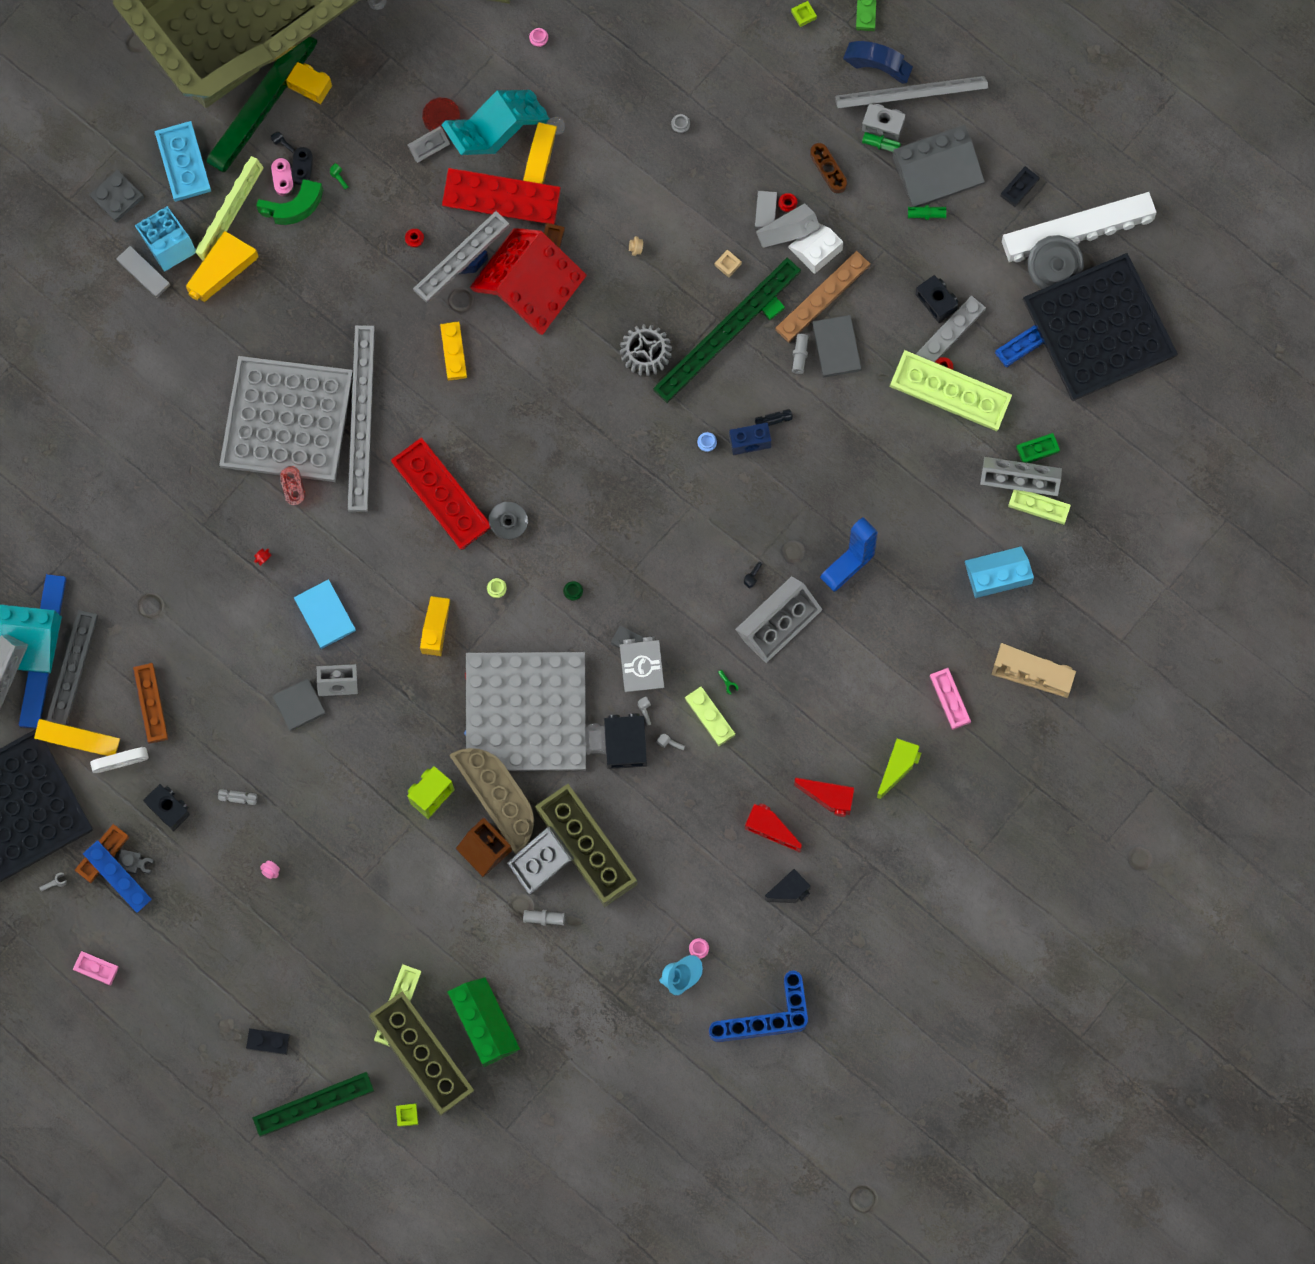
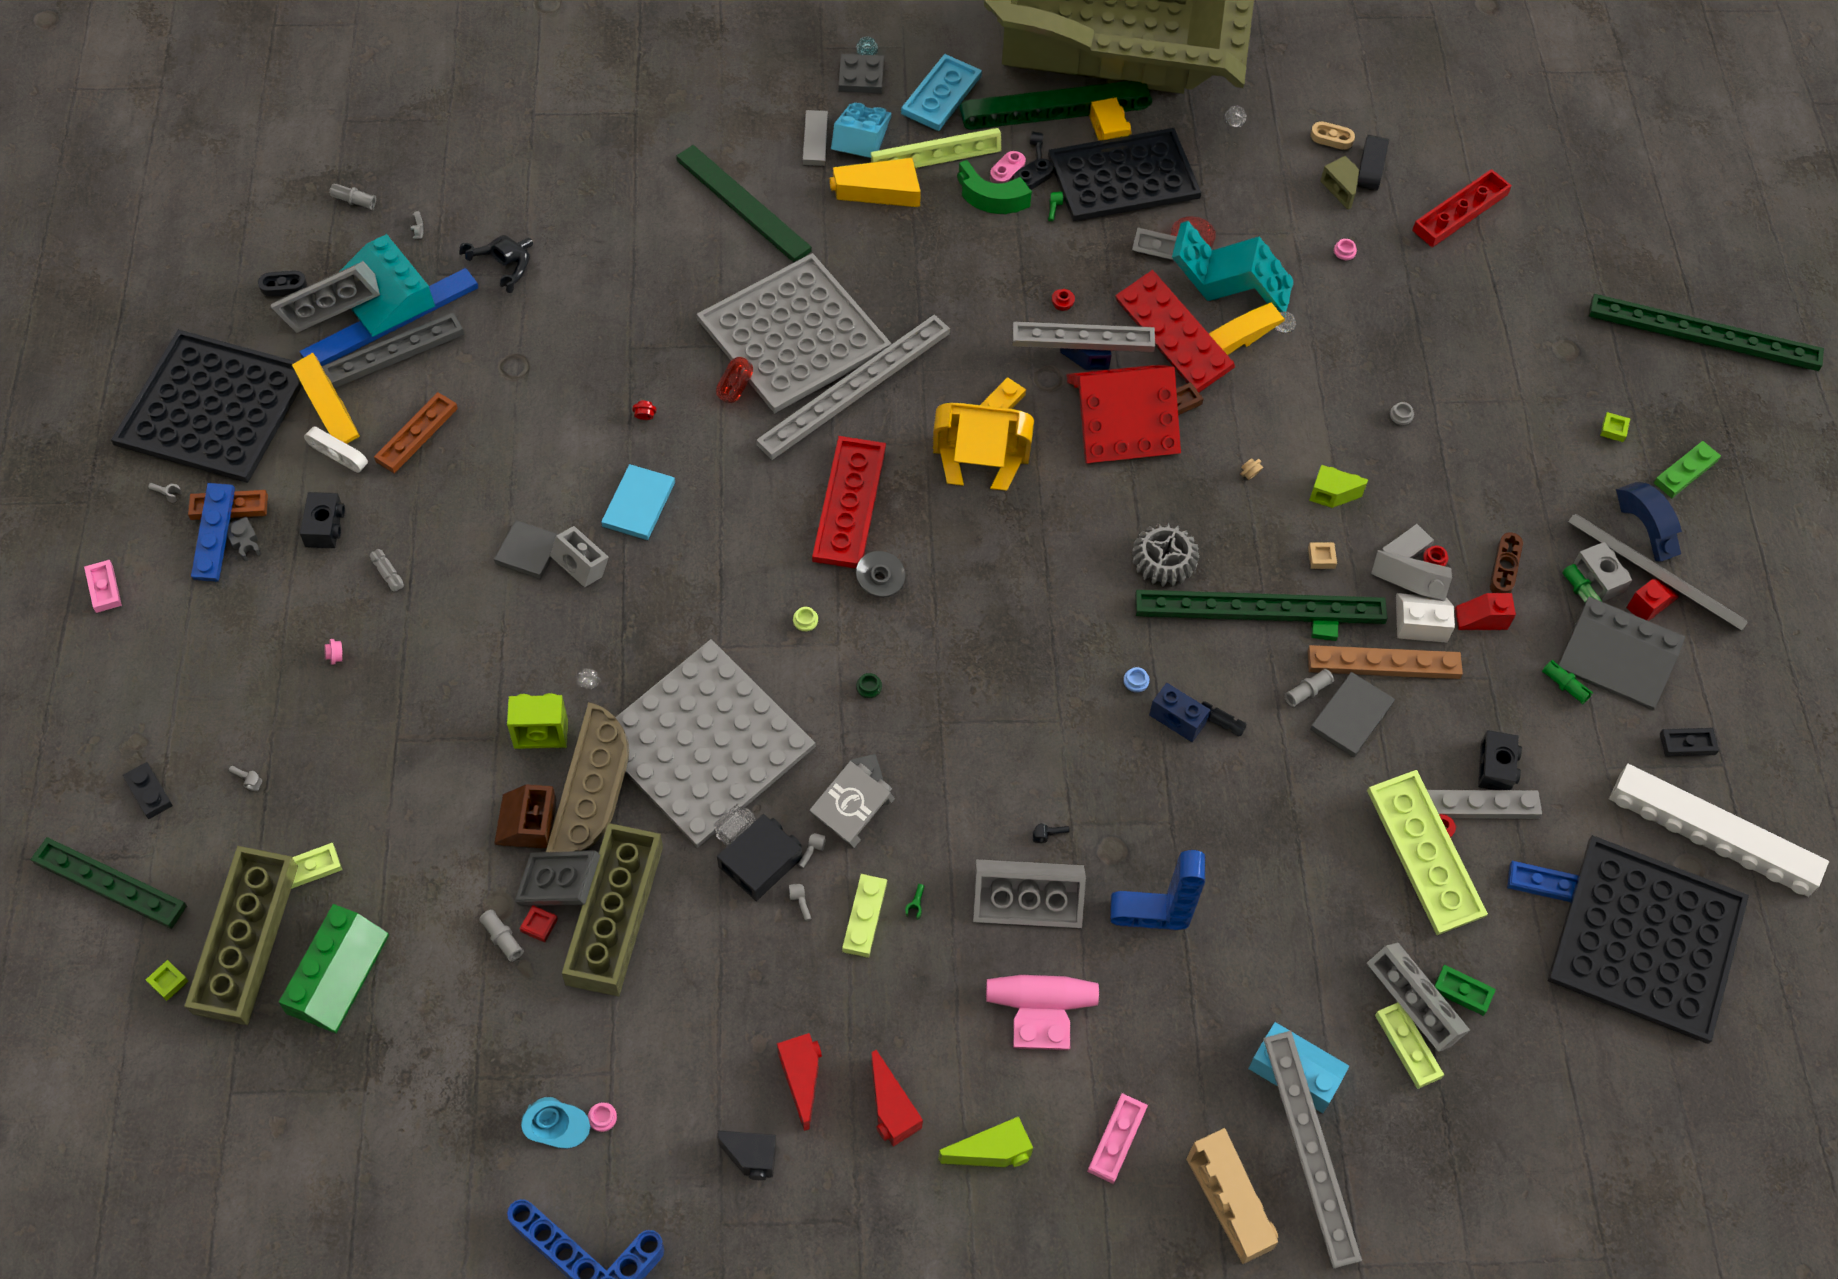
camera: 40 degrees right, 15 degrees down
(59, 540) = (505, 252): none -> black piece
(98, 168) = (867, 46): none -> clear light blue plate
(154, 362) = (744, 204): none -> dark green tile
(316, 978) = (252, 779): none -> light grey hand
(356, 112) = (1124, 174): none -> black plate
(423, 741) = (588, 679): none -> clear plate
(435, 626) = (713, 597): yellow slope -> none
(486, 384) = (982, 438): none -> yellow piece
(554, 892) = (538, 923): none -> red tile
(692, 212) = (1336, 487): none -> lime slope
(845, 669) = (1042, 1007): none -> bright pink plate
(847, 212) = (1486, 612): none -> red slope
(924, 114) = (1651, 599): none -> red slope
(1046, 608) = (1312, 1150): none -> light grey tile
(1054, 260) = (1660, 832): dark grey piece -> none

